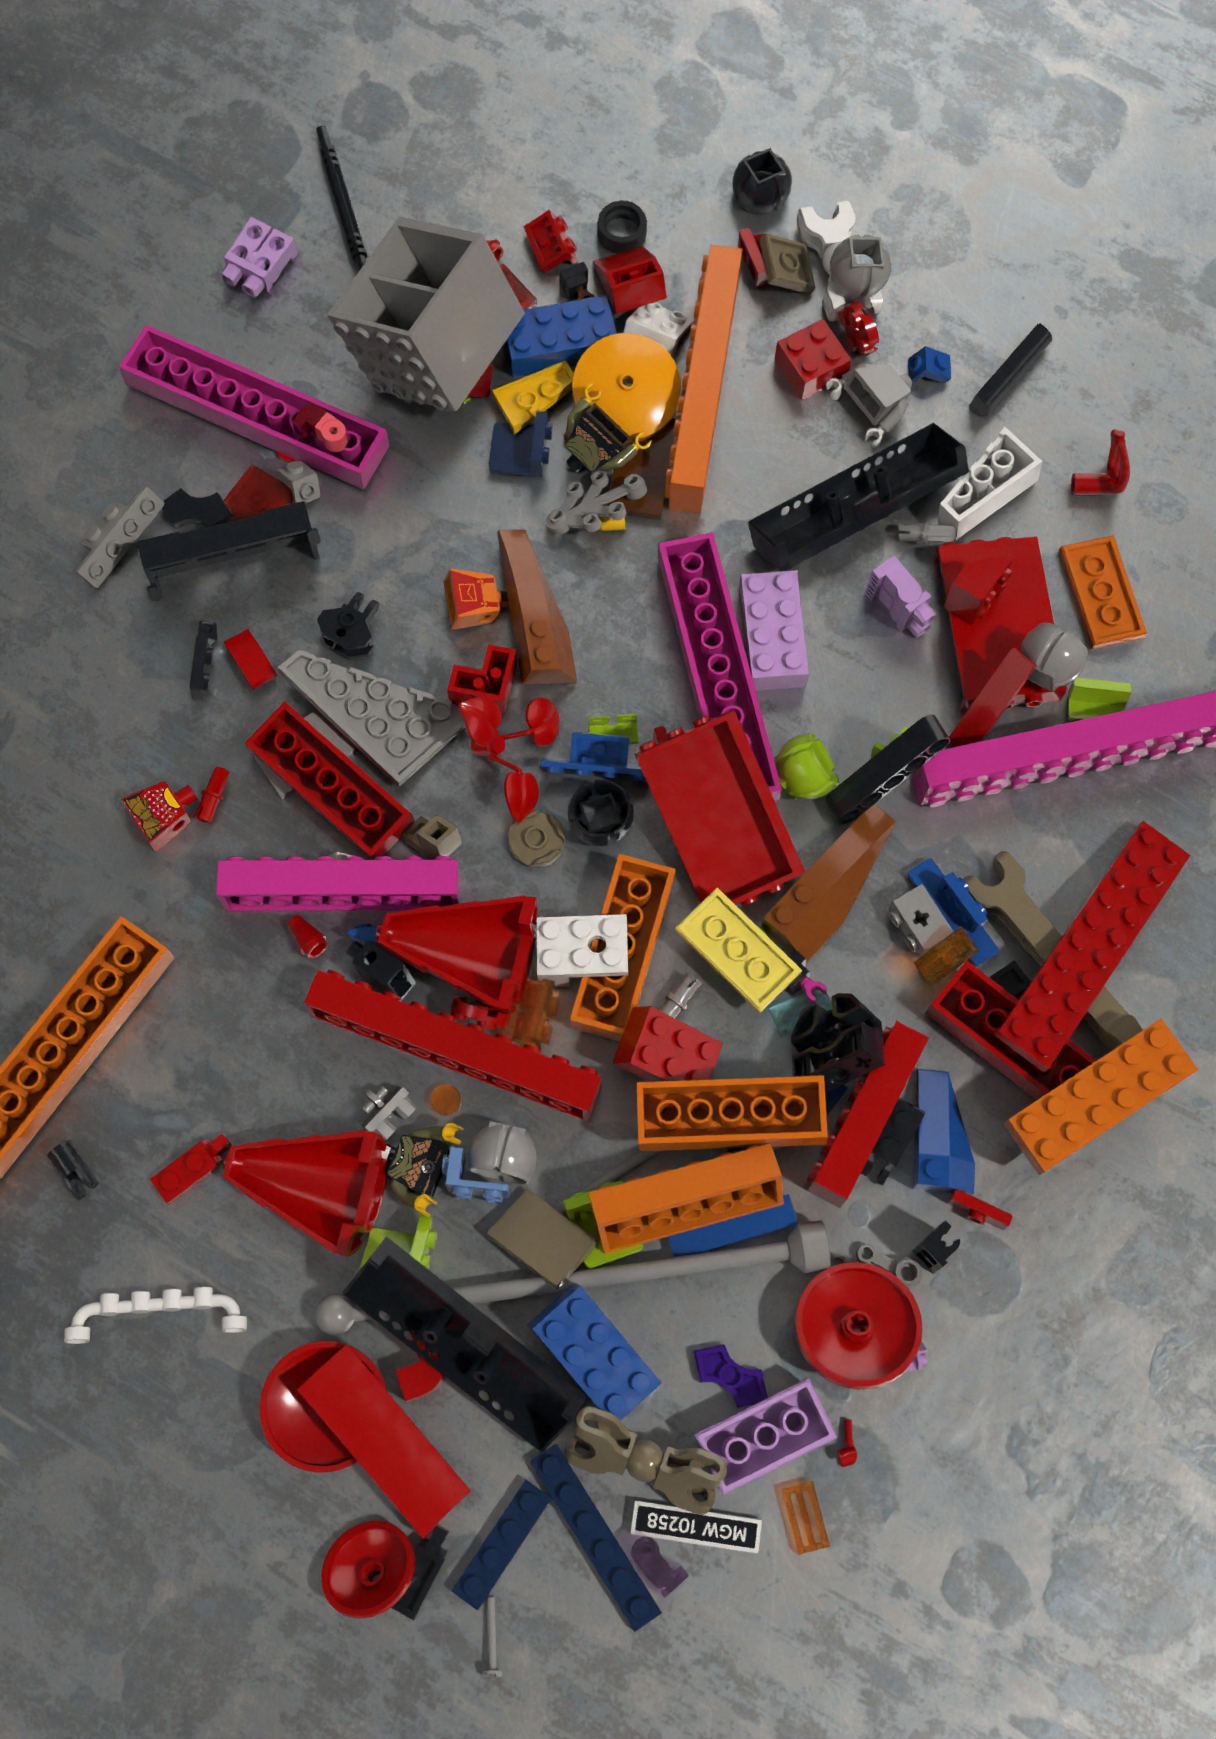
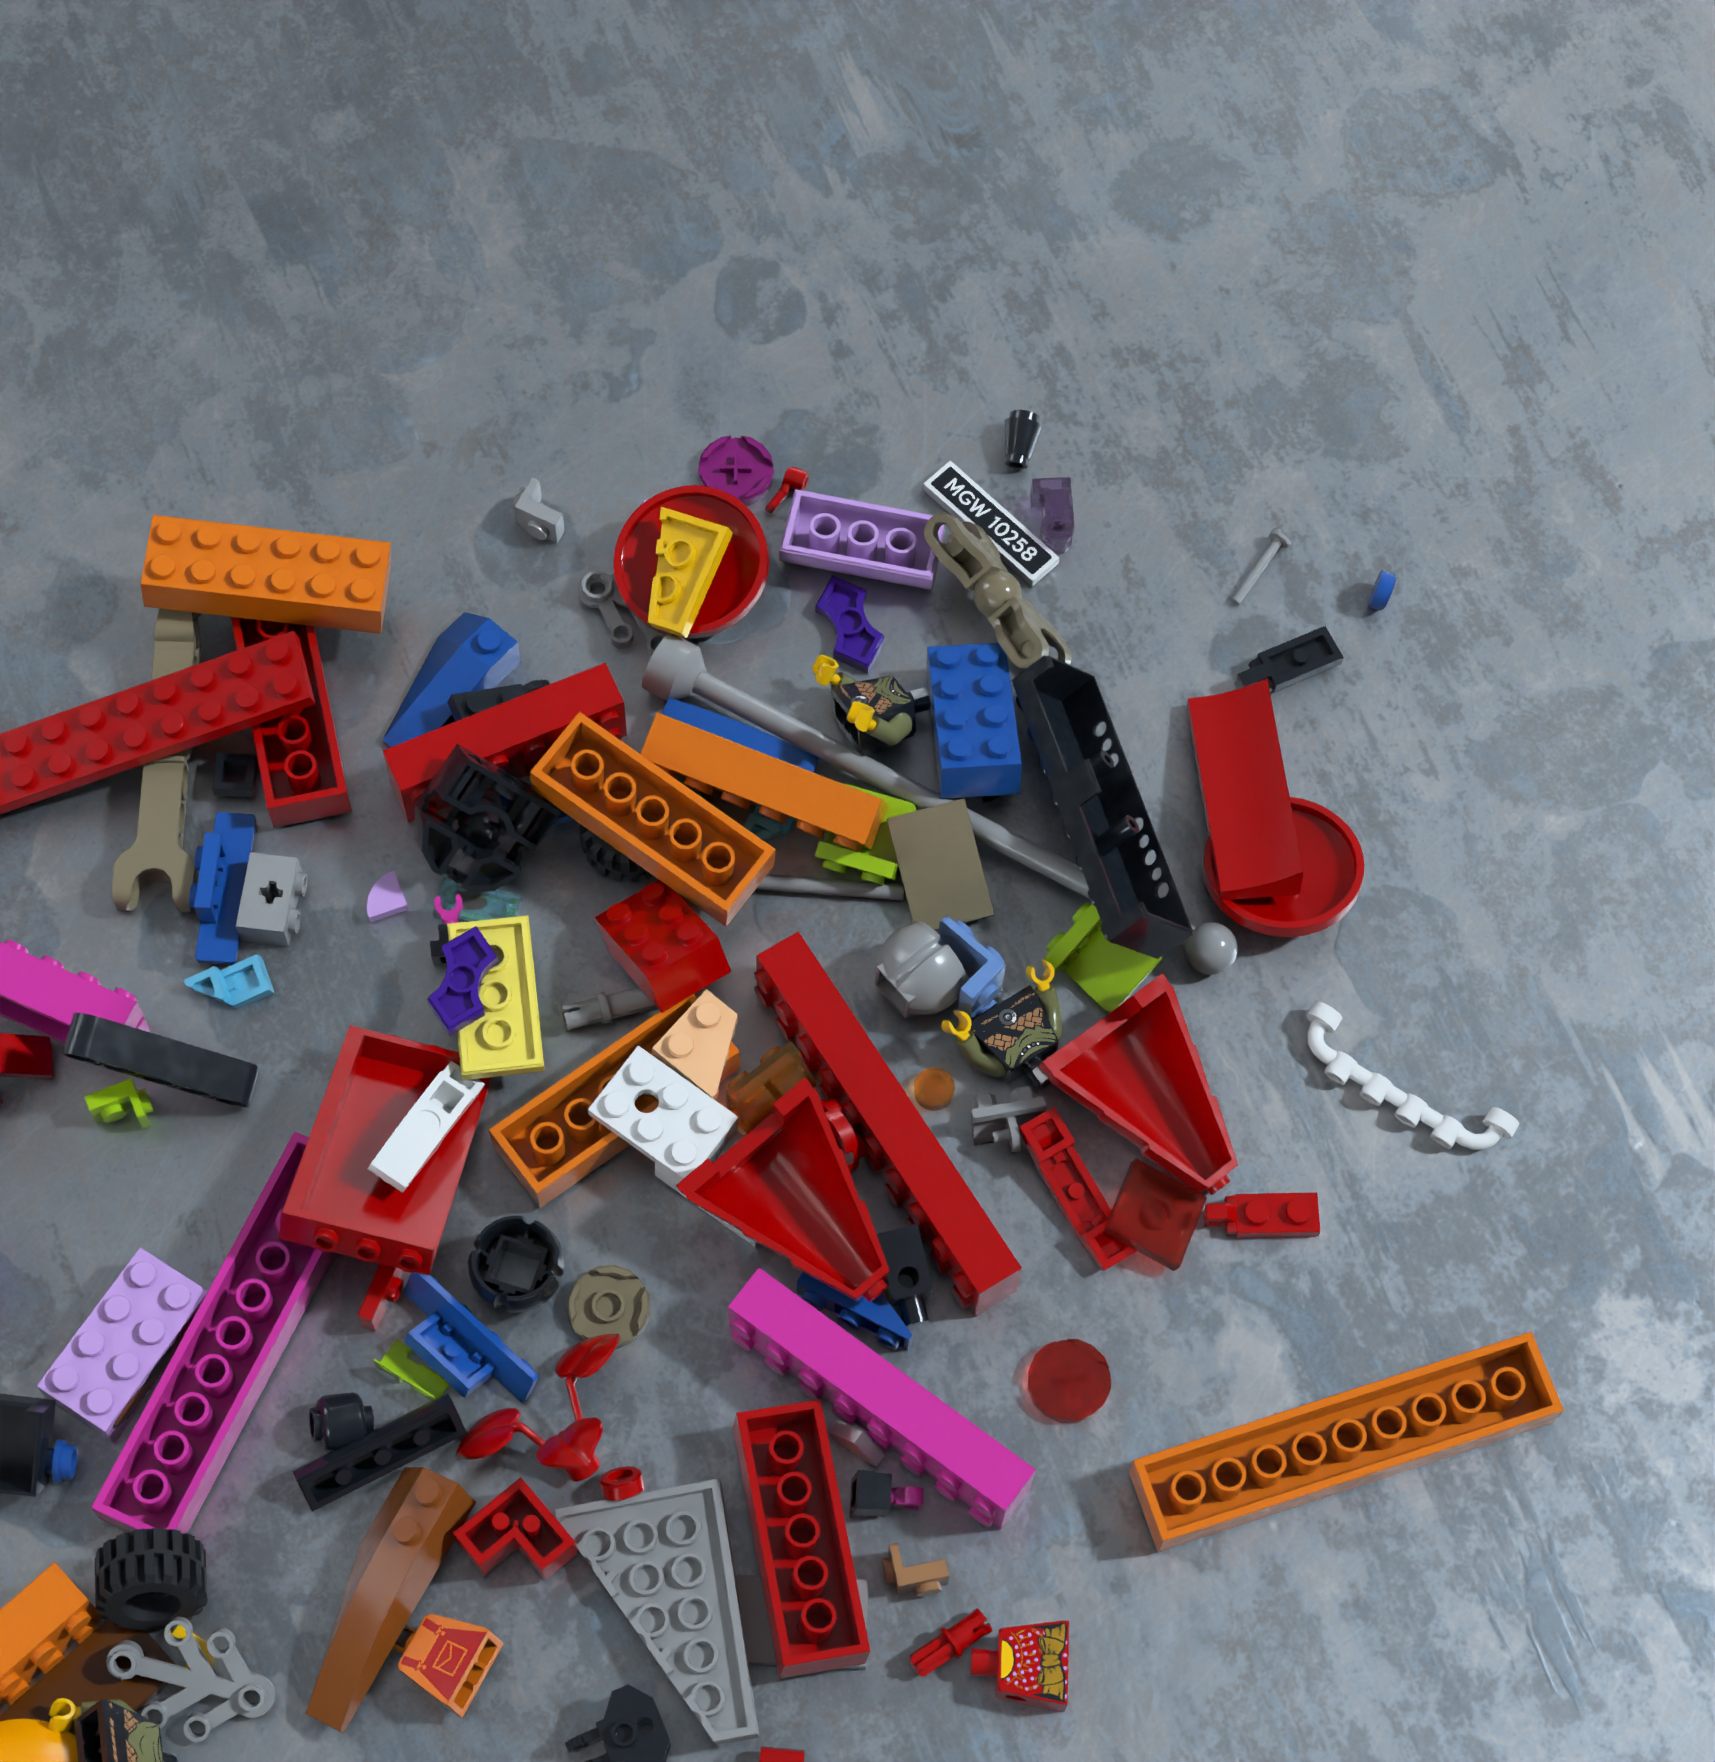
camera: 145 degrees left, 5 degrees down
(69, 1165) = (1399, 1304): black hinge -> none
(244, 985) = (1069, 1381): none -> clear red tile
(252, 814) = (922, 1578): none -> medium nougat bracket
(256, 1112) = (1155, 1214): none -> clear red plate
(308, 938) = (958, 1378): red cone -> none
(309, 839) = (873, 1495): none -> black piece
(312, 1095) = (1072, 1186): none -> red slope
(357, 1558) = (1367, 697): red dish -> none
(393, 1683) = (1382, 590): none -> blue tile
(419, 1378) = (1172, 827): red brick -> none
(433, 837) = (730, 1377): dark tan brick -> none
(452, 748) = (622, 1483): none -> red tile
(501, 1545) = (1190, 636): dark blue plate -> none
(594, 676) = (379, 1452): none -> black brick
(594, 1003) = (700, 1043): none -> light nougat wing
(595, 1537) = (1095, 577): dark blue plate -> none
(628, 673) = (339, 1420): none -> black head
(652, 522) = (150, 1578): none -> black tyre
(664, 1314) = (873, 710): none -> torso
(708, 838) = (425, 1127): none -> white slope
(724, 1611) = (1021, 436): none -> black cone
(754, 555) = (62, 1461): none -> blue plate
(768, 950) = (457, 998): none -> dark purple tile
(801, 1549) = (868, 486): clear orange tile -> none
(805, 768) = (243, 1143): lime piece -> none
(826, 892) = (370, 995): dark orange wedge -> none
(854, 1312) = (686, 565): none -> yellow wing
(858, 976) = (385, 898): none -> lavender tile
(892, 1433) = (737, 467): none -> magenta tile
(896, 863) = (236, 984): none -> medium azure slope
(933, 1251) = (550, 584): black hinge -> none
(946, 956) = (282, 836): clear orange panel -> none
(979, 1211) = (475, 586): red plate -> none
(980, 1289) = (535, 517): none -> light grey bracket

